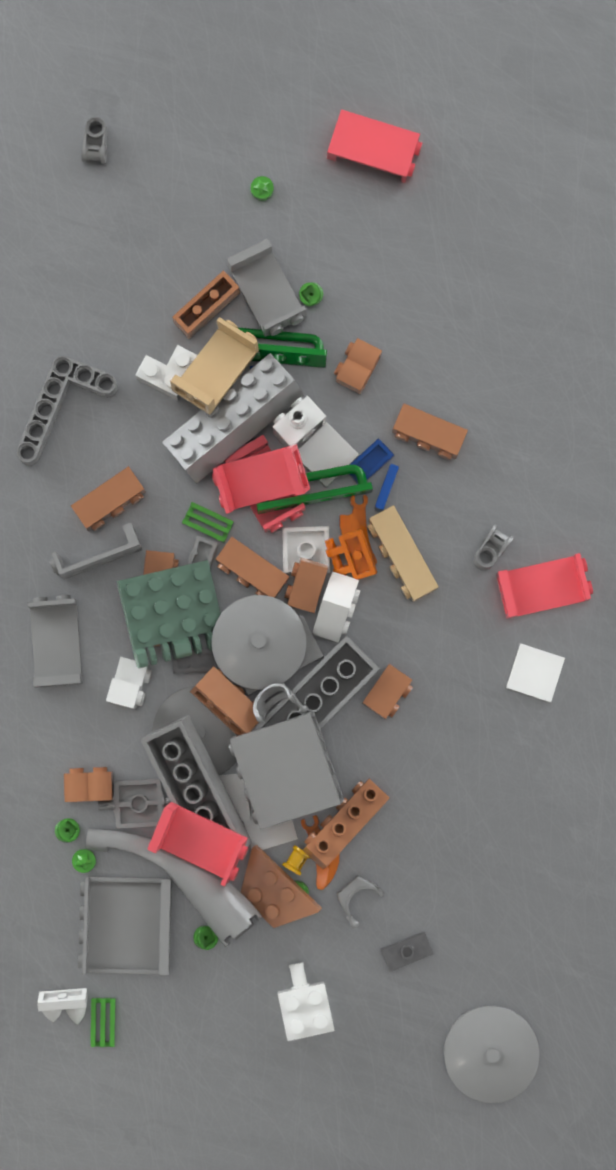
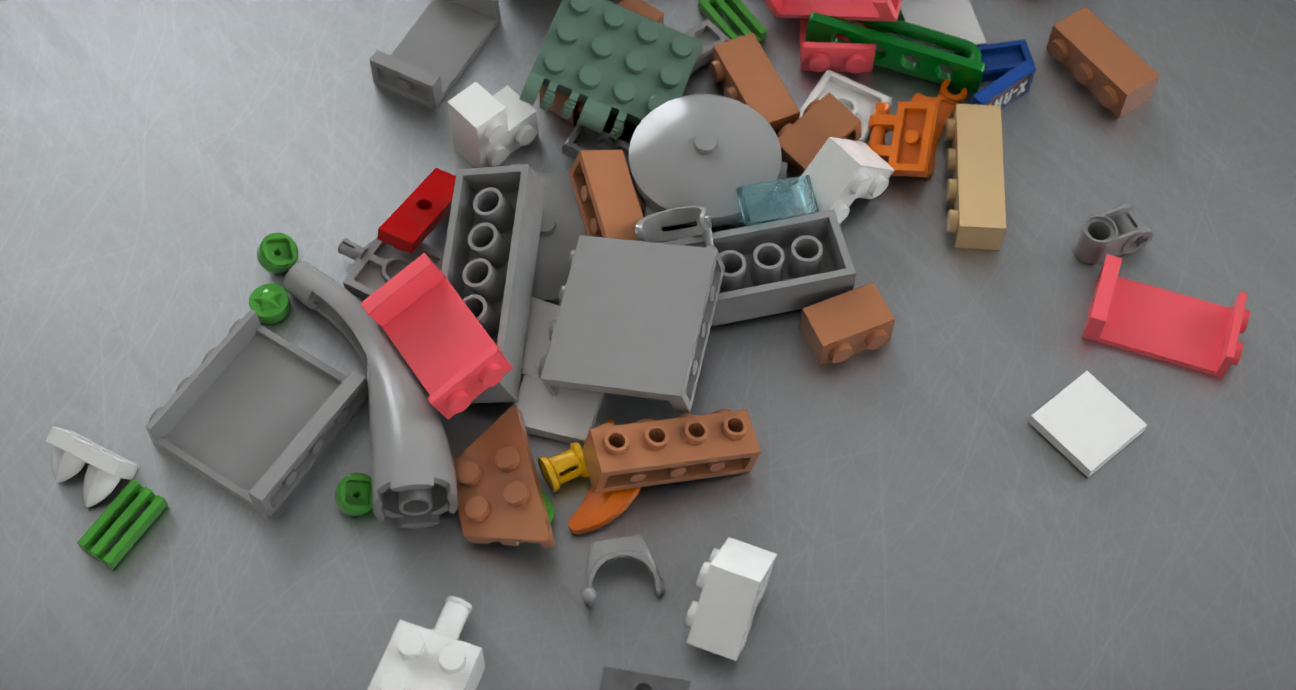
camera: 35 degrees right, 25 degrees down
(88, 786) = (344, 212): nougat brick -> none
(128, 749) = (419, 212): none -> red tile
(314, 648) = (776, 200): none -> clear light blue plate
(419, 881) = (731, 591): none -> white brick

